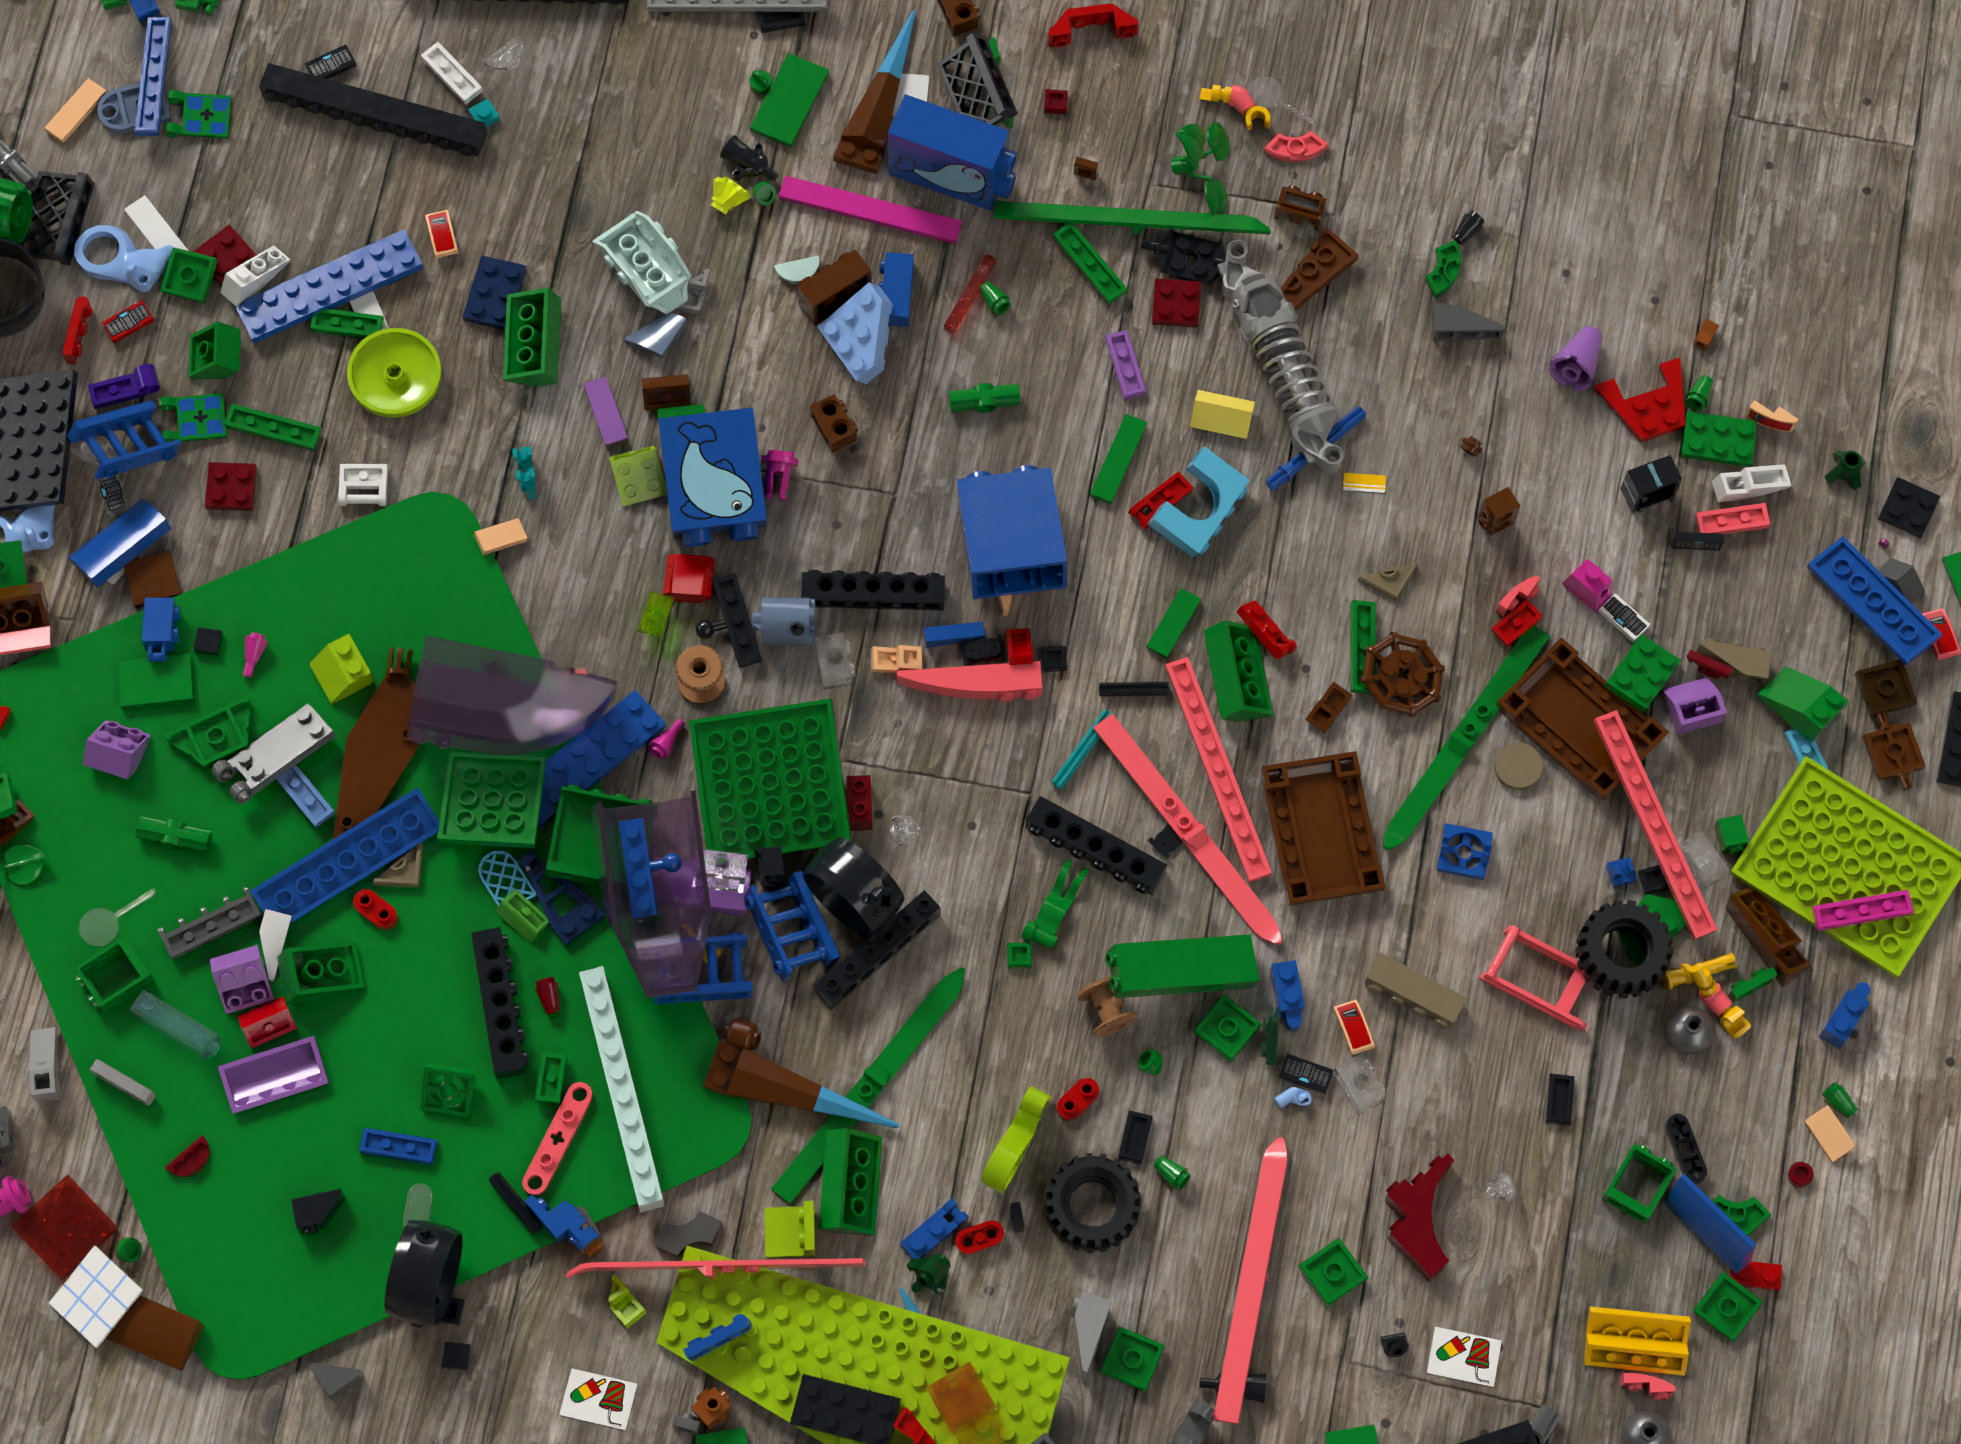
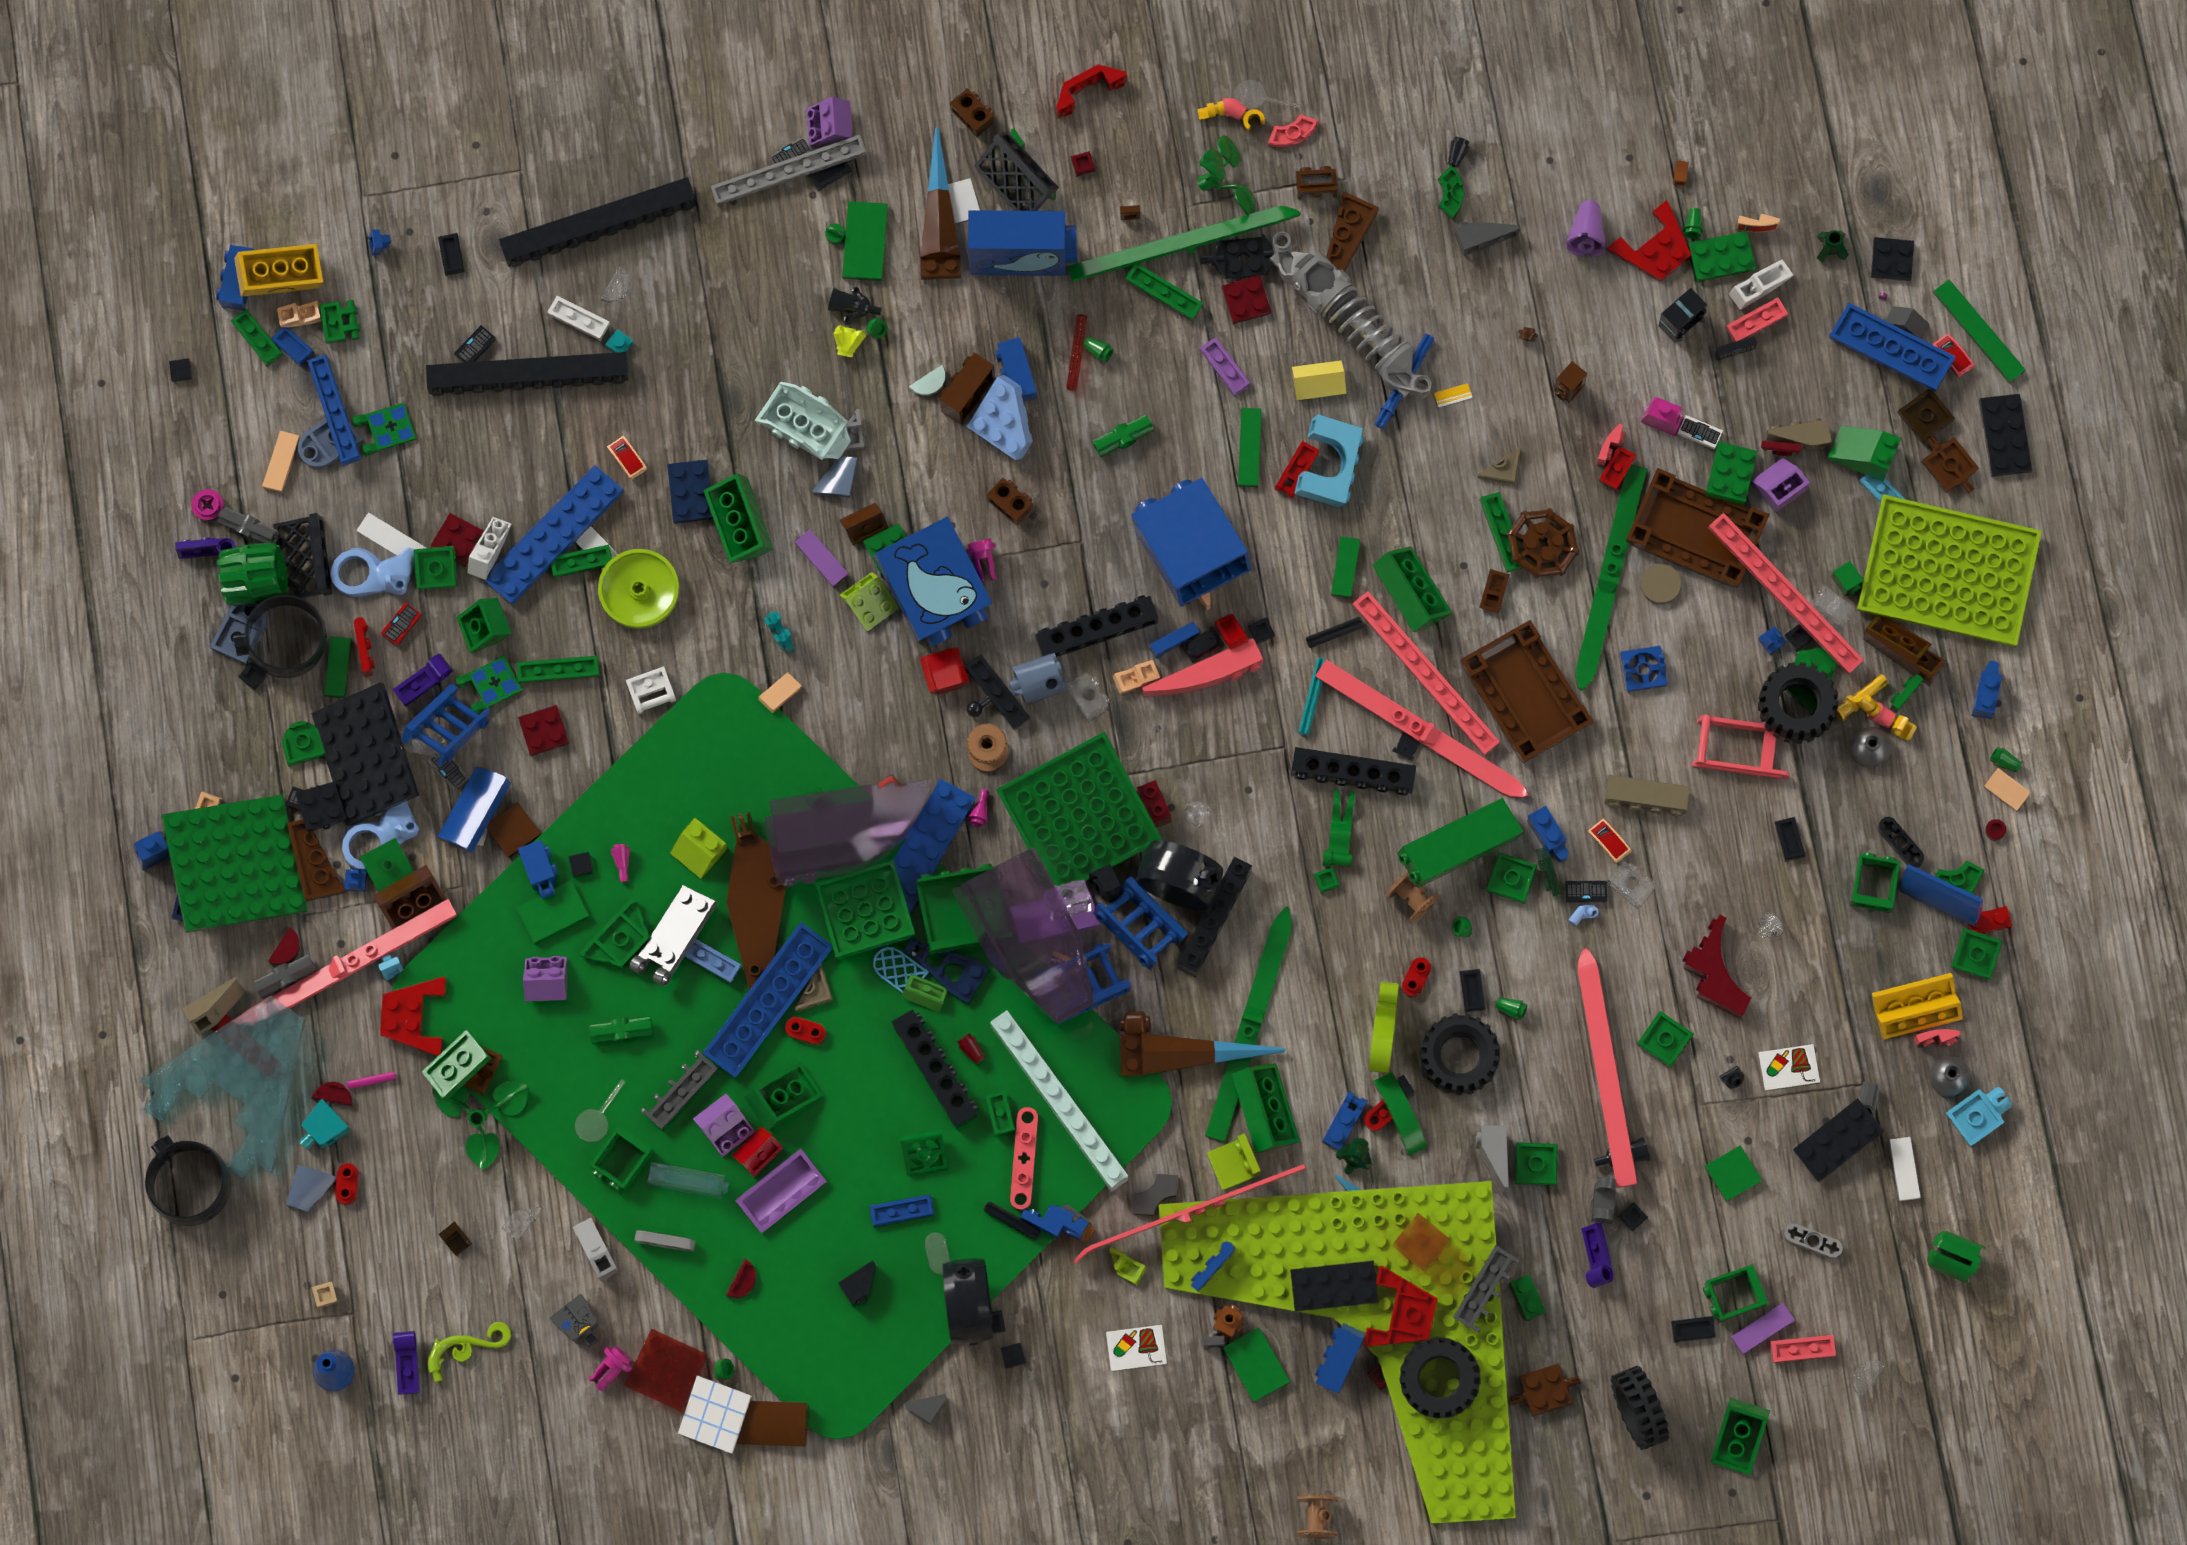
camera: 15 degrees left, 5 degrees up
(41, 342) = (338, 667): none -> green tile
(273, 935) = (734, 1081): white sticker -> none
(640, 868) = (1006, 922): blue plate -> none
(655, 614) = (931, 711): clear neon green hips -> none
(870, 209) = (968, 310): dark pink tile -> none
(1000, 1245) = (1401, 1113): none -> green slope
(1266, 630) = (1421, 546): red plate -> none
(1862, 910) = (1971, 603): dark pink tile -> none

